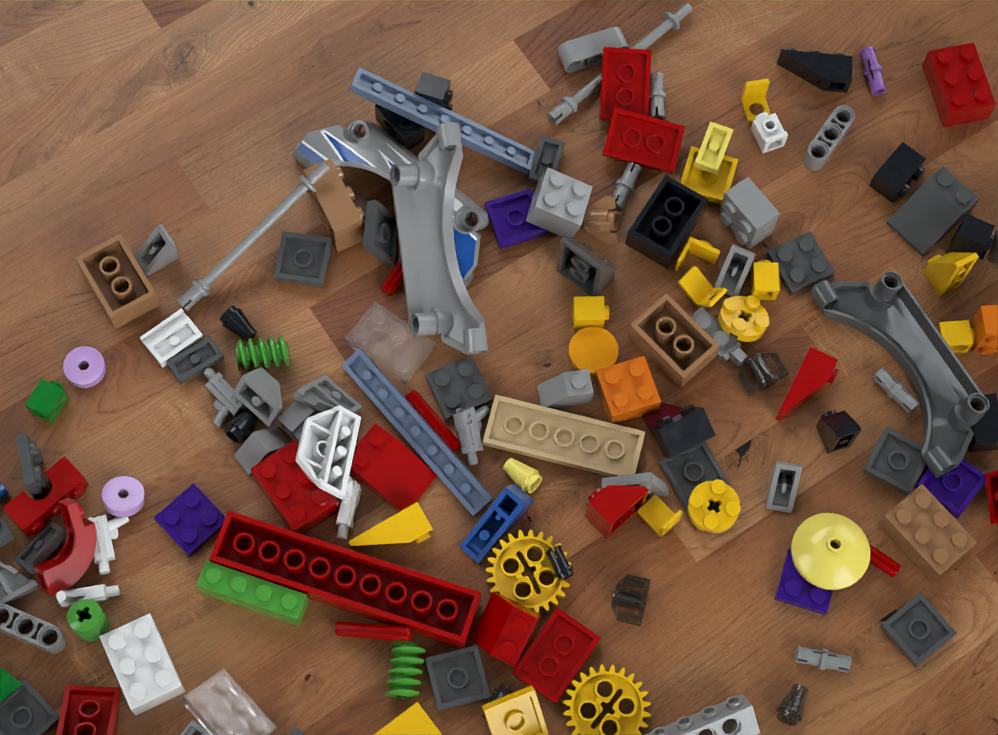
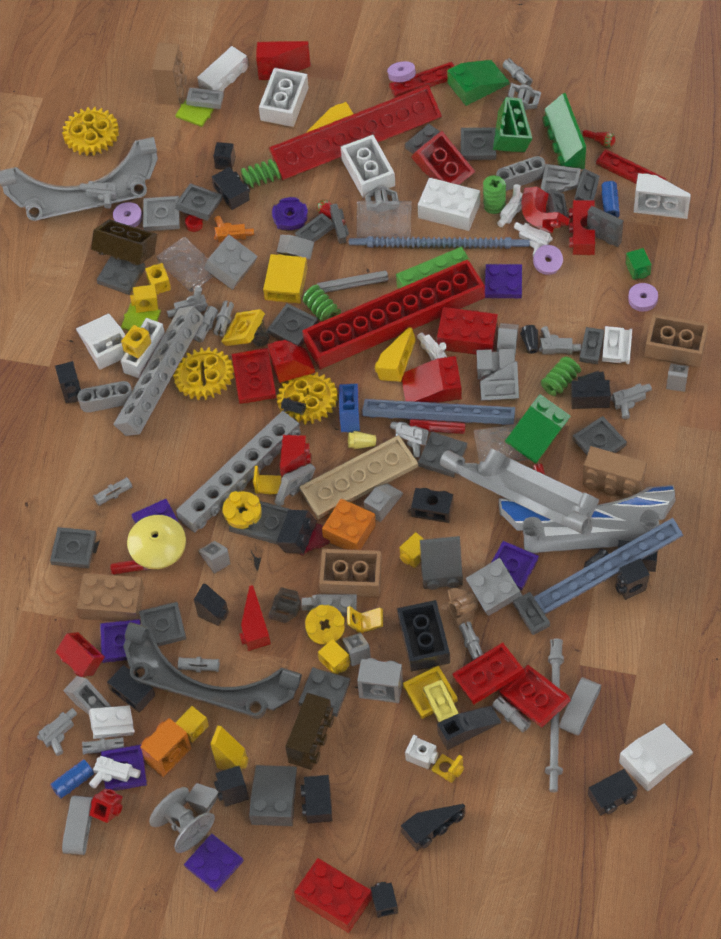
camera: 145 degrees right, 10 degrees down
(202, 286) = (632, 450): light grey bar -> none
(232, 279) = (627, 398): none -> light grey piece
(259, 308) = (590, 394): none -> black brick
(260, 394) = (537, 354): light grey slope -> none
(269, 706) = (370, 241): none -> sand blue hose
(328, 449) = (464, 342): white wedge -> none
(340, 673) = (354, 281): none -> light grey axle
(350, 314) = (537, 428): none -> green slope
(373, 631) = (336, 311): red axle -> none
(380, 233) = (573, 475): dark grey plate -> none
(523, 327) = (439, 512): none -> black brick
(593, 349) = (390, 535): light orange tile -> none
(630, 599) = (241, 431): clear smoke piece -> none
(699, 113) = (466, 726): none -> black slope
(699, 248) = (390, 642): yellow bracket -> none
(769, 543) = (228, 474): none -> light grey brick
(792, 707) = (108, 455): clear smoke cone -> none
(833, 128) = (380, 791): light grey beam -> none
(856, 225) = (309, 731): none -> dark brown brick
(873, 71) = (397, 858): medium lavender pin -> none
(917, 46) = (384, 899): none -> black brick

